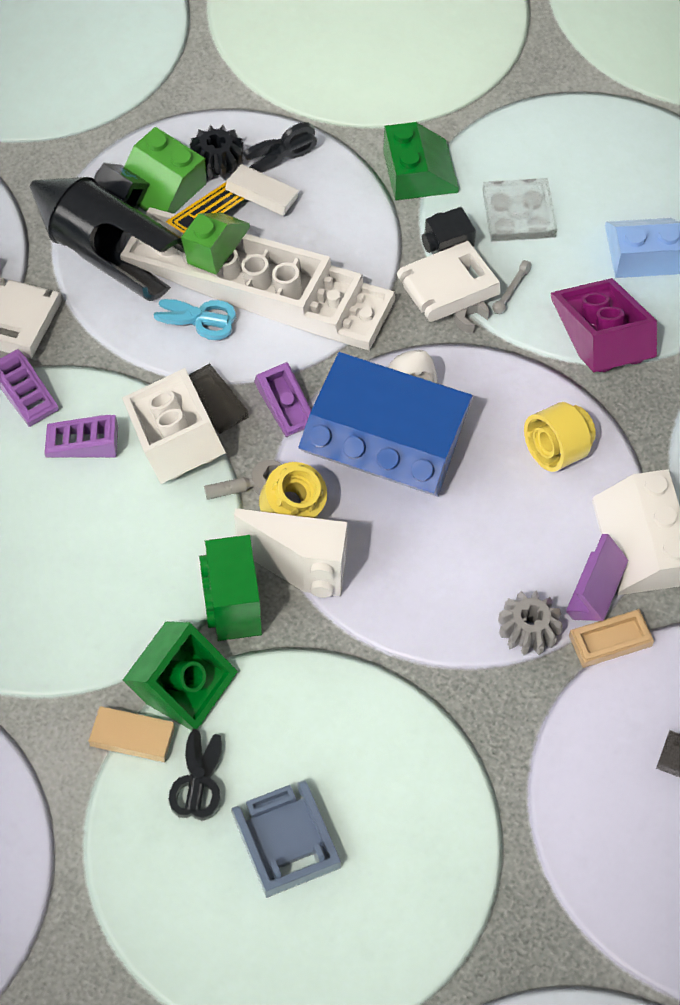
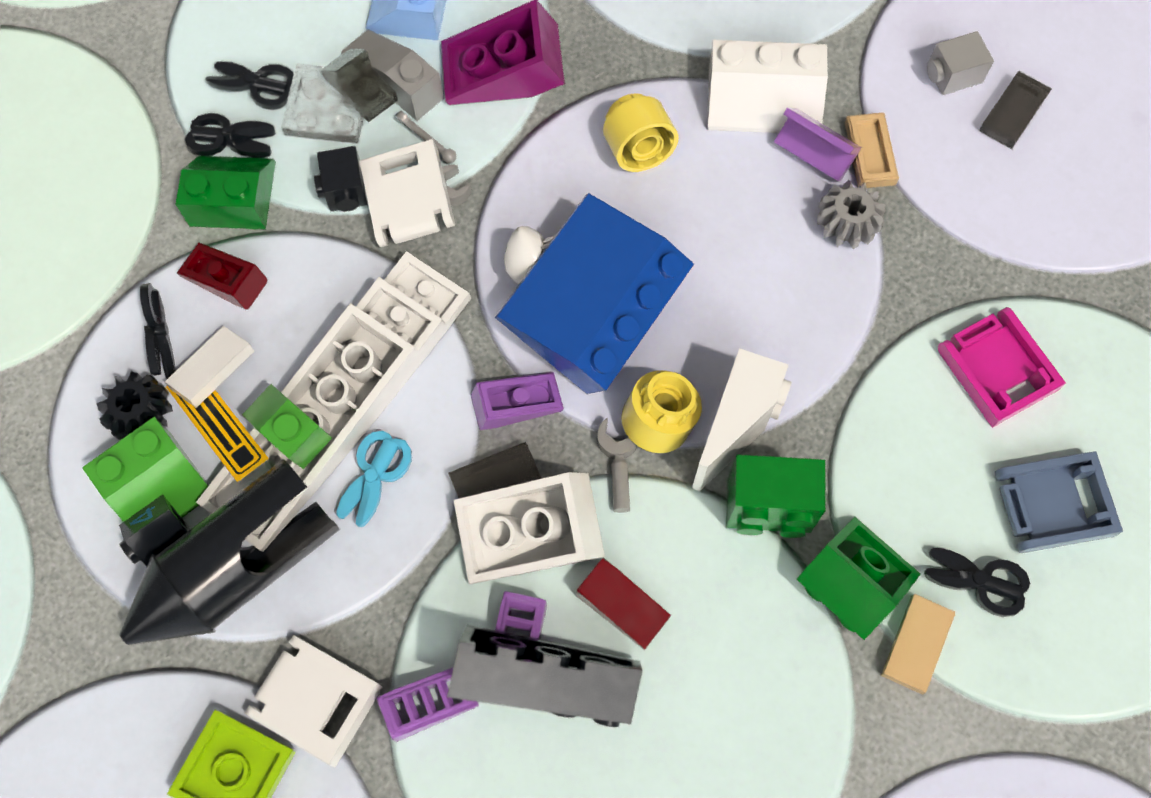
camera: 75 degrees left, 10 degrees up
(49, 445) = (544, 677): none -> wedge
(126, 504) = (622, 603): none -> dark red slope
(343, 182) = (224, 275): none -> dark red slope
(415, 772) = (995, 361): none -> dark pink container
(469, 155) = (234, 136): none -> black piece
(526, 155) = (241, 78): none -> black piece
(537, 222) = (359, 83): none -> clear smoke slope
(564, 250) = (407, 73): none -> light grey slope

